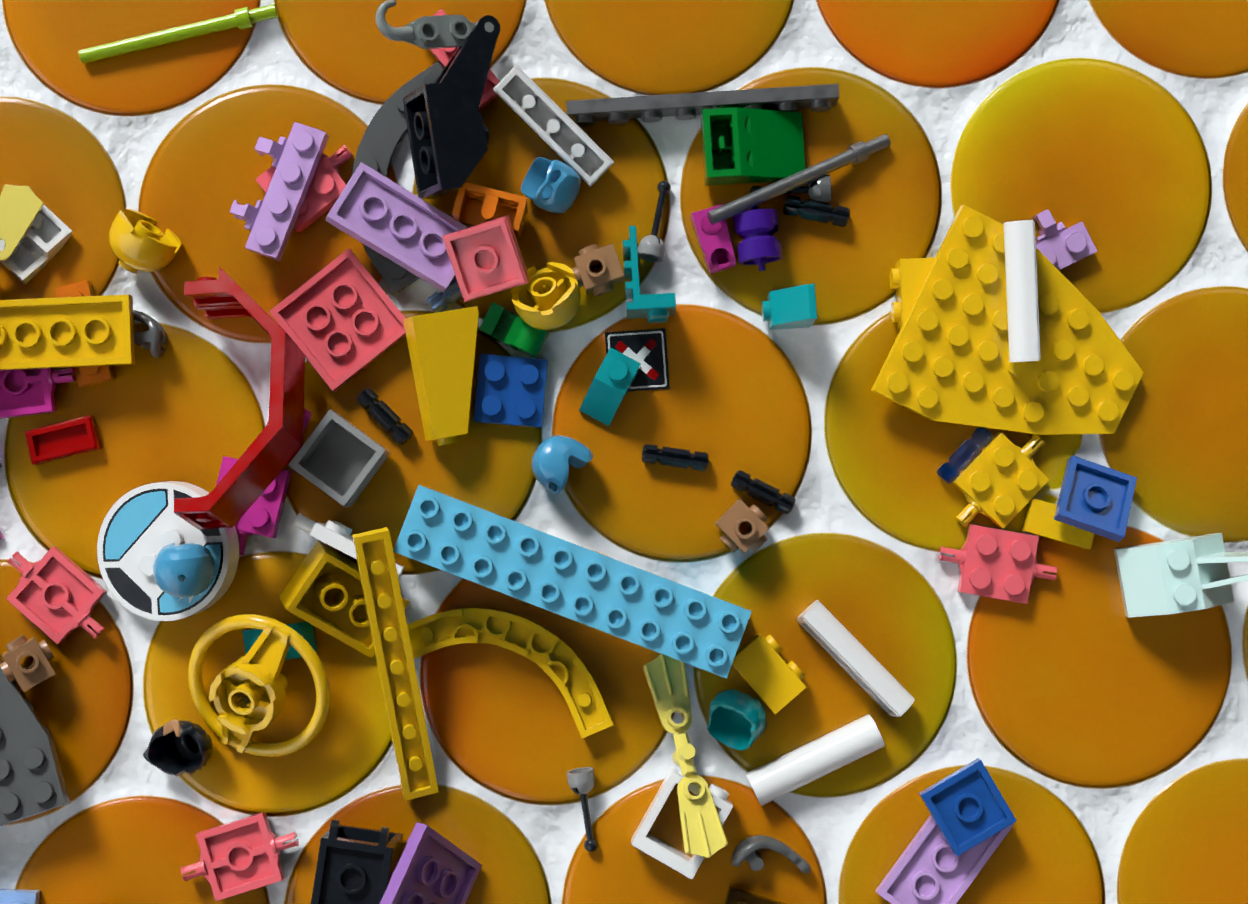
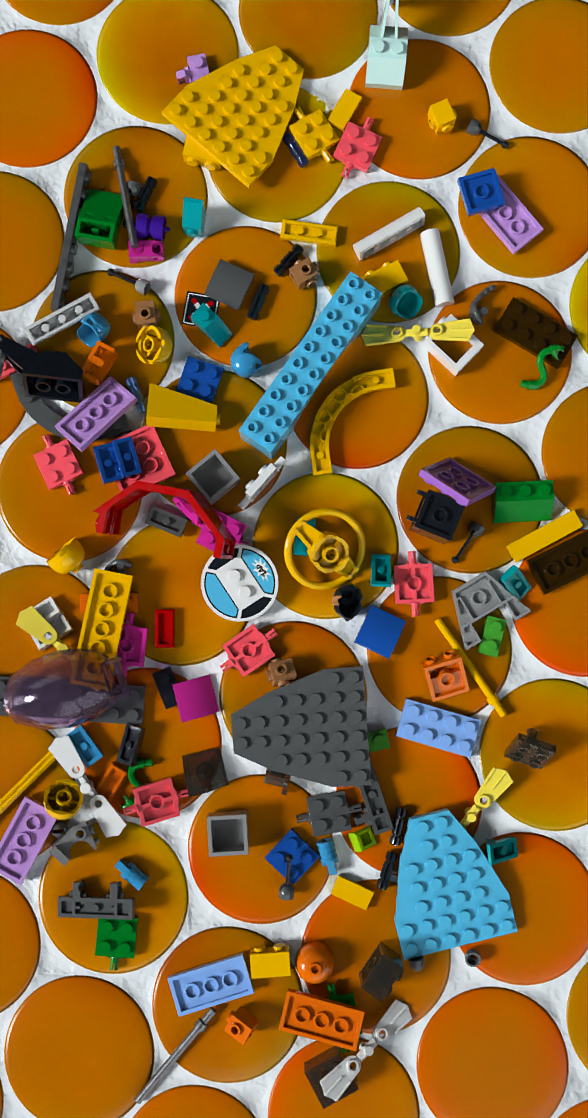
camera: 70 degrees left, 0 degrees up
(142, 817) = (380, 632): none -> blue slope
(188, 560) = (247, 574): dark azure helmet -> none
(245, 793) = (380, 570): none -> teal slope
(247, 396) = (166, 521): none -> dark grey plate
(295, 166) = (72, 481): lavender hinge -> none
(329, 284) = (117, 460): none -> blue slope
(331, 597) = (289, 495): yellow slope -> none
(384, 415) = (196, 450): black axle -> none
(395, 662) = (330, 470): yellow plate -> none
(486, 258) = (125, 370): coral tile -> none
(512, 331) = (168, 370): leg -> none
(581, 782) = (419, 393): hinge -> none
(650, 306) = (165, 297): teal plate -> none
(692, 399) = (229, 284): none -> dark grey slope
(822, 516) = (309, 233): none -> yellow tile
(1021, 291) = (216, 90): white brick -> none
(1088, 766) = (475, 128): none -> hinge
(1090, 702) = (441, 116): none -> yellow brick
(1095, 498) = (336, 86): blue plate -> none

